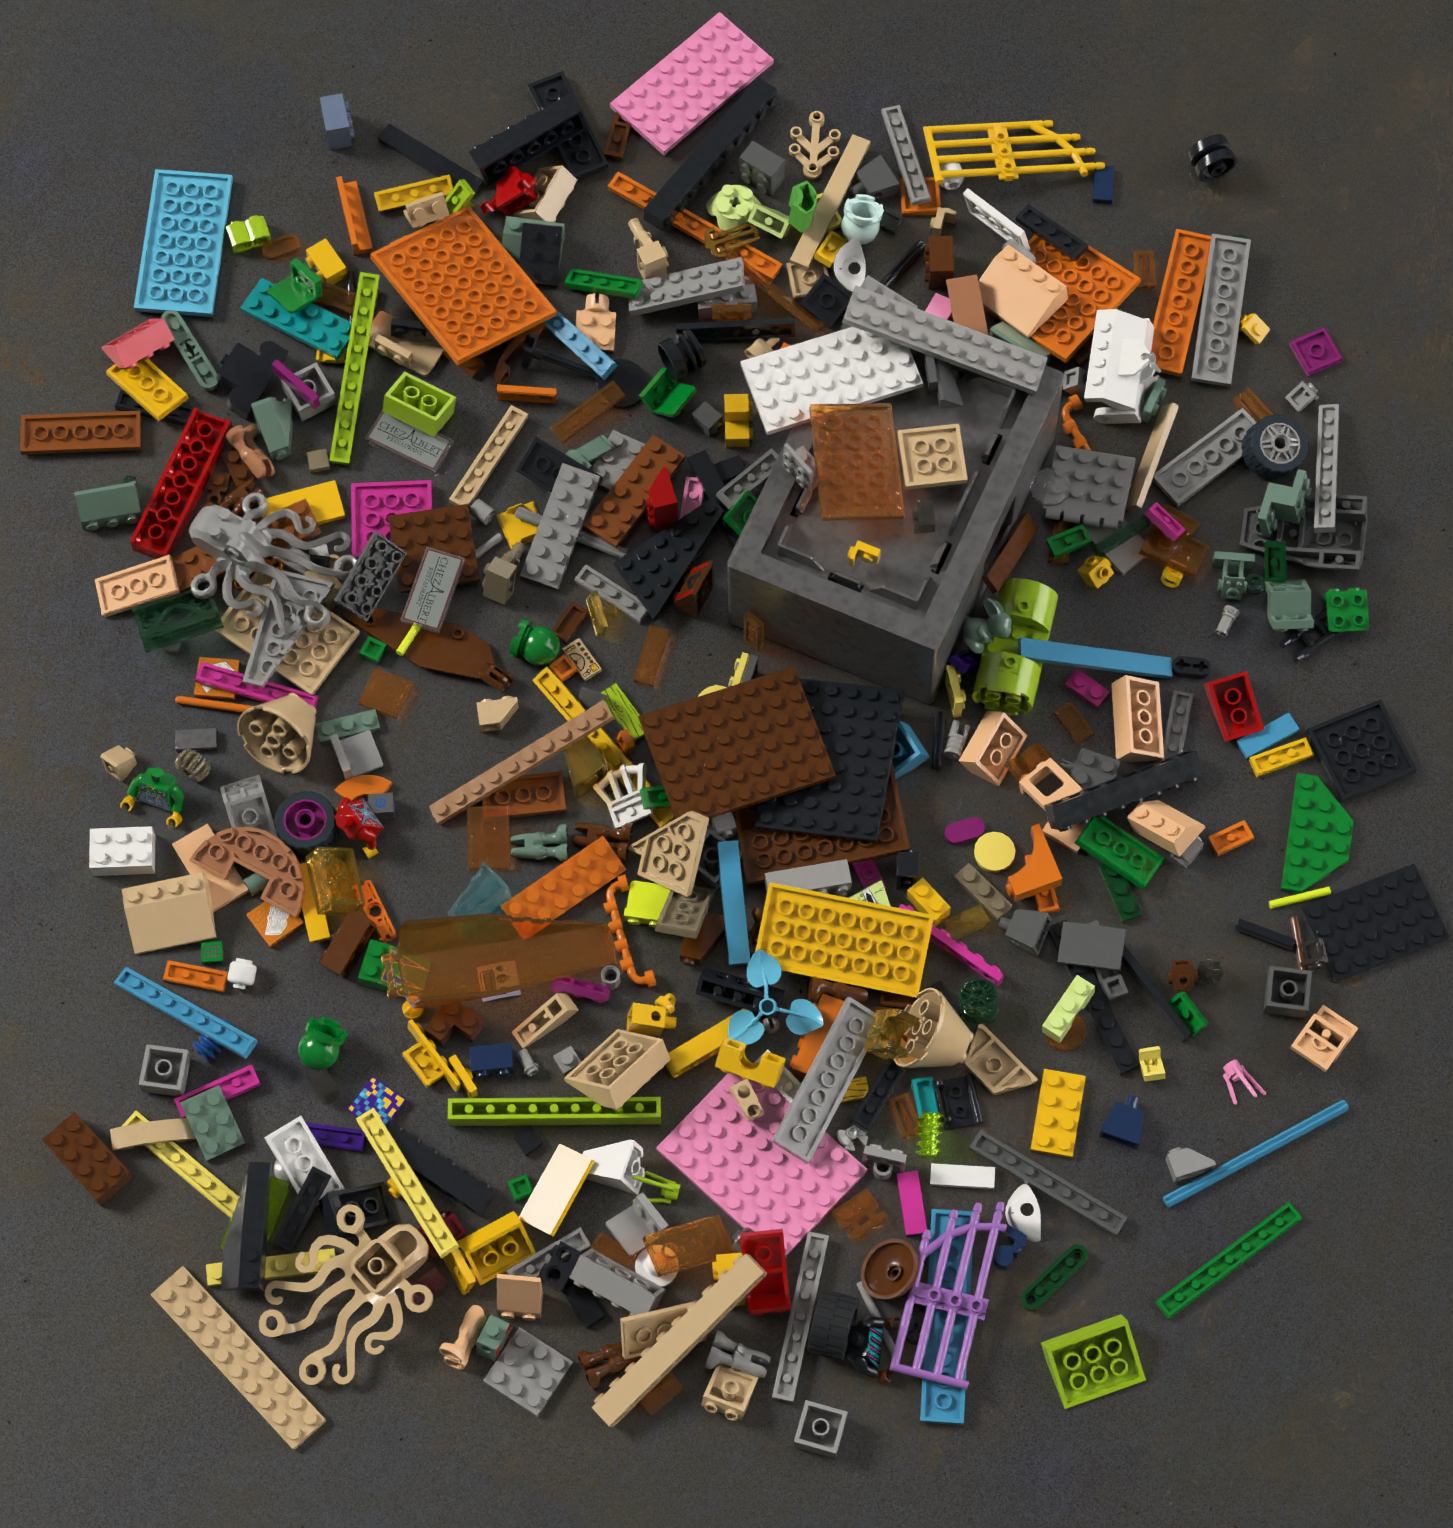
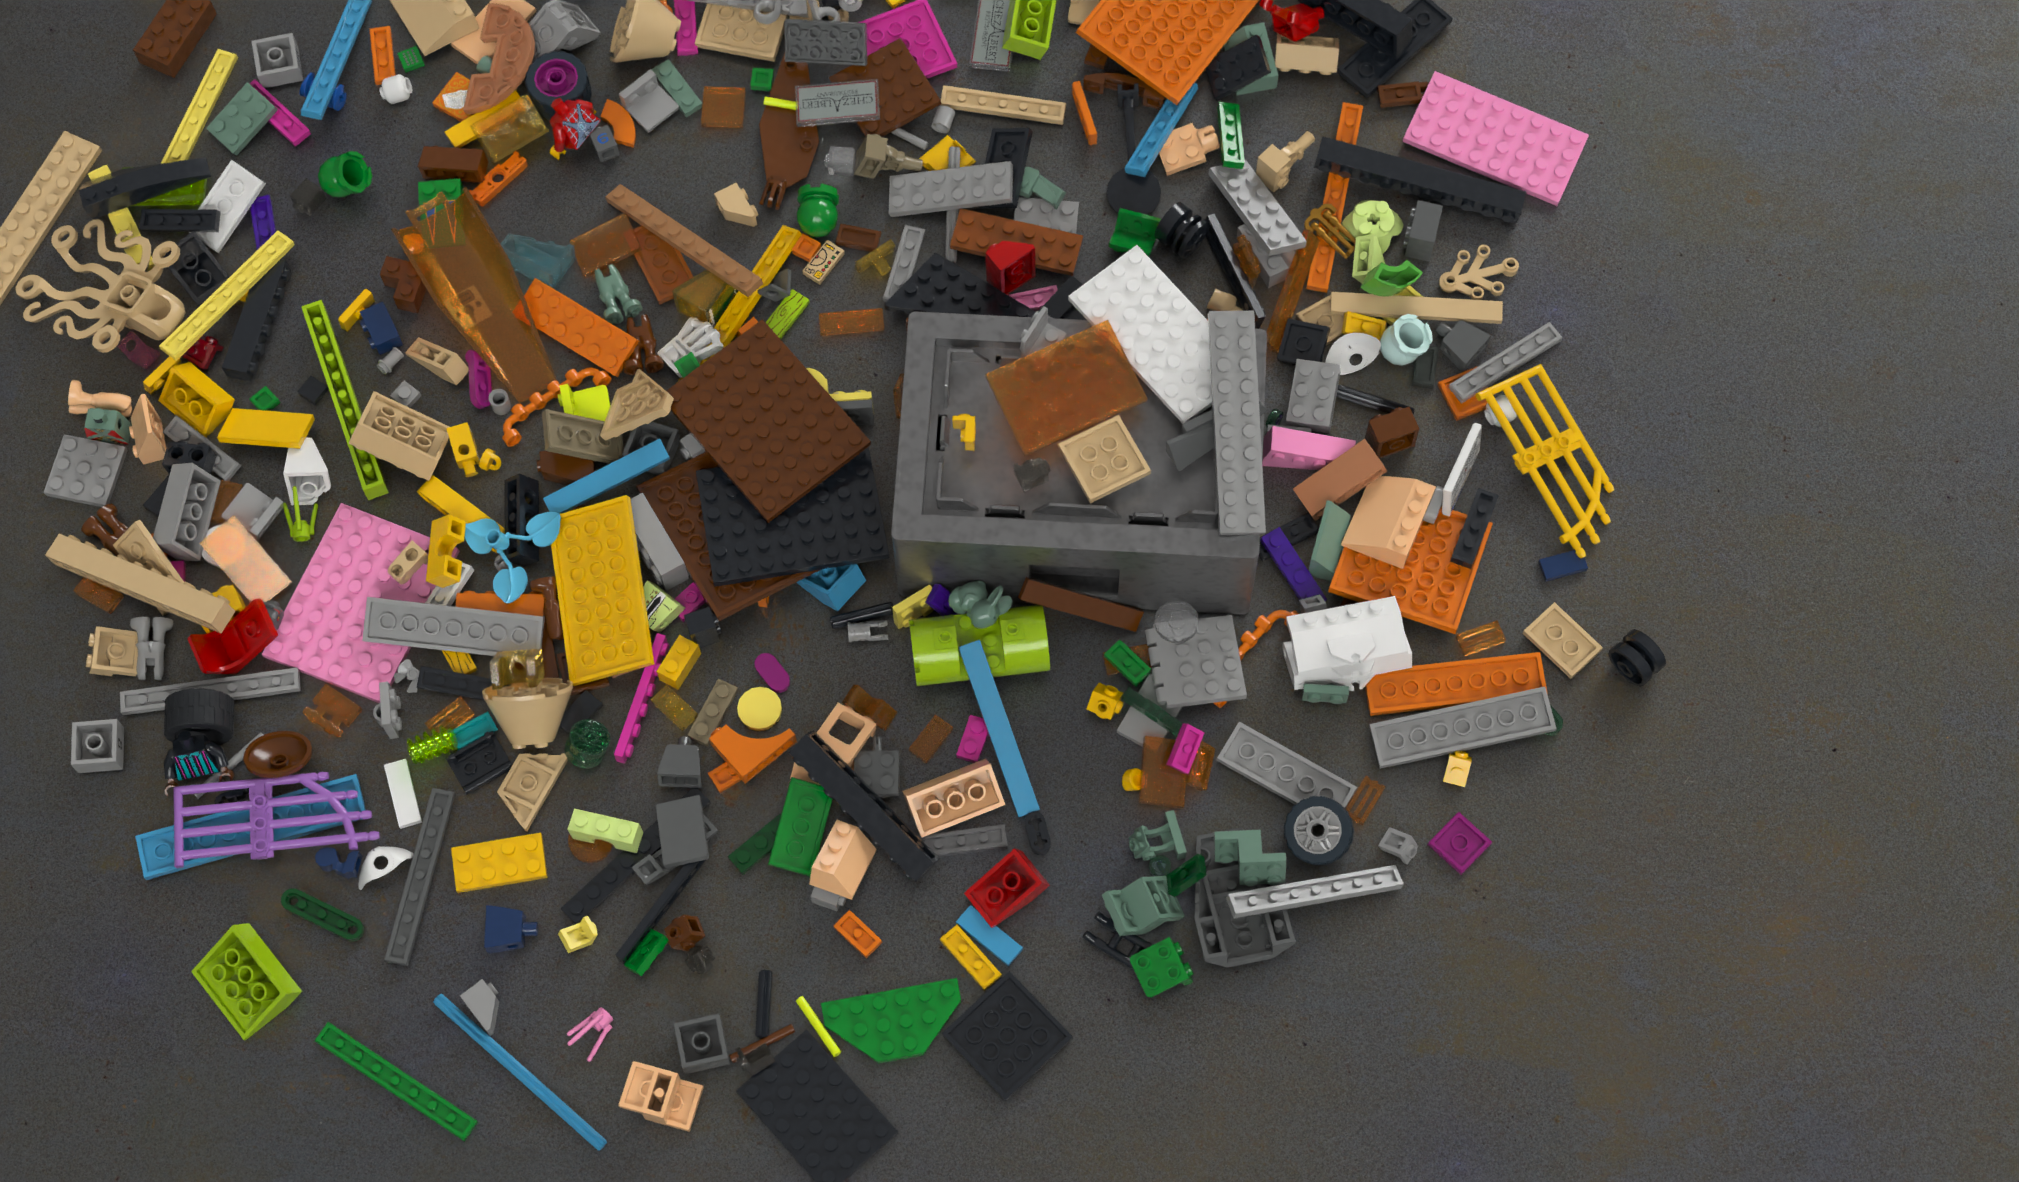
camera: 70 degrees right, 0 degrees up
(151, 1133) = (214, 72): tan slope -> none
(377, 1096) = (309, 249): tile -> none
(426, 1061) = (361, 272): yellow bracket -> none
(488, 610) = (840, 161): none -> clear brick
(587, 412) = (1088, 172): clear orange tile -> none
(911, 1203) = (359, 755): dark pink tile -> none
(943, 215) = (1441, 418): tan bracket -> none
(992, 747) = (872, 666): light nougat slope -> none
(1151, 456) = (1283, 714): tan tile -> none
(1171, 209) = (1562, 640): none -> tan plate
(1228, 617) = (1108, 852): light grey pin -> none

